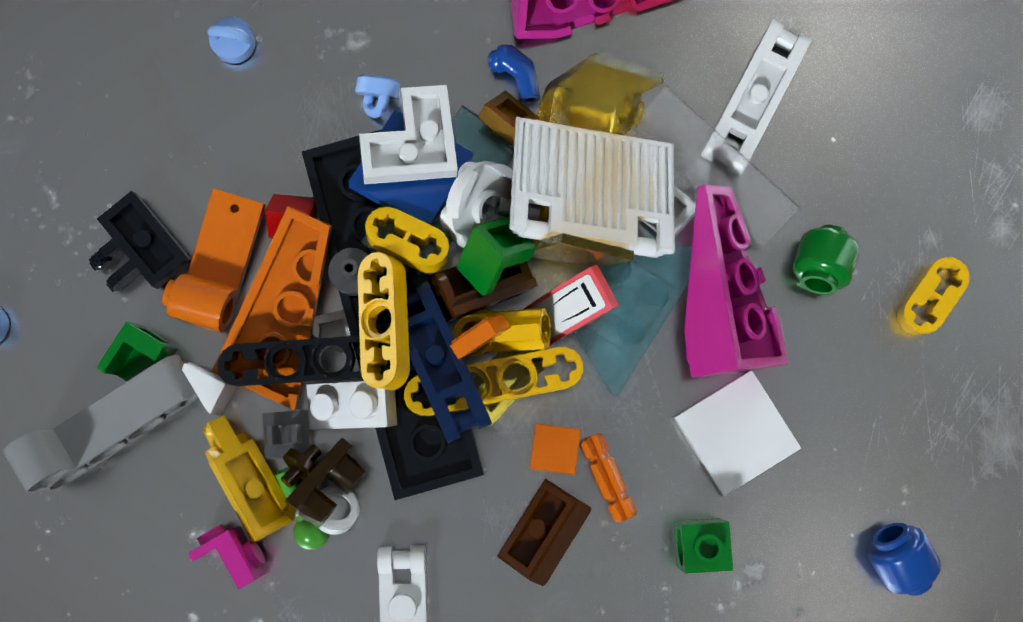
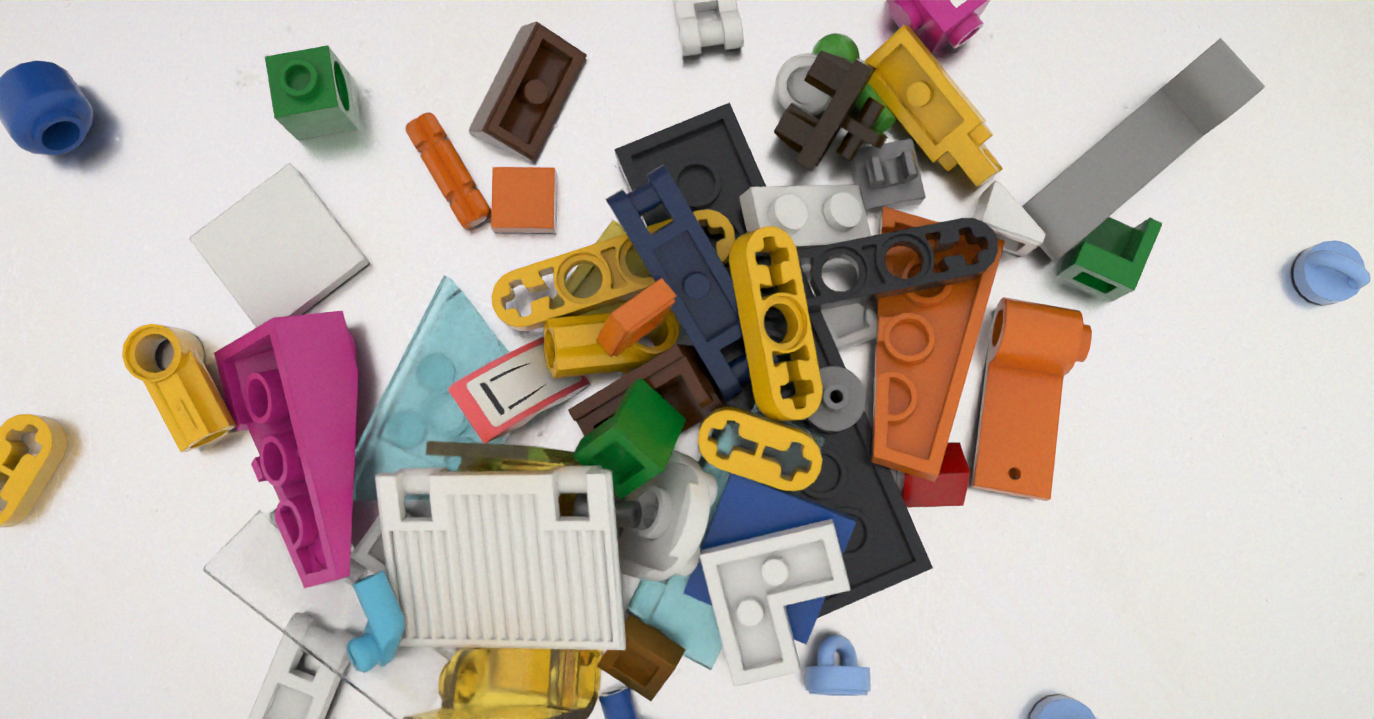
camera: 165 degrees right, 0 degrees up
(144, 242) = (1134, 413): black hinge -> none
(678, 156) = (383, 625): none -> medium azure arm
(809, 335) = (181, 391): none -> yellow piece
(826, 259) = (164, 502): green head -> none

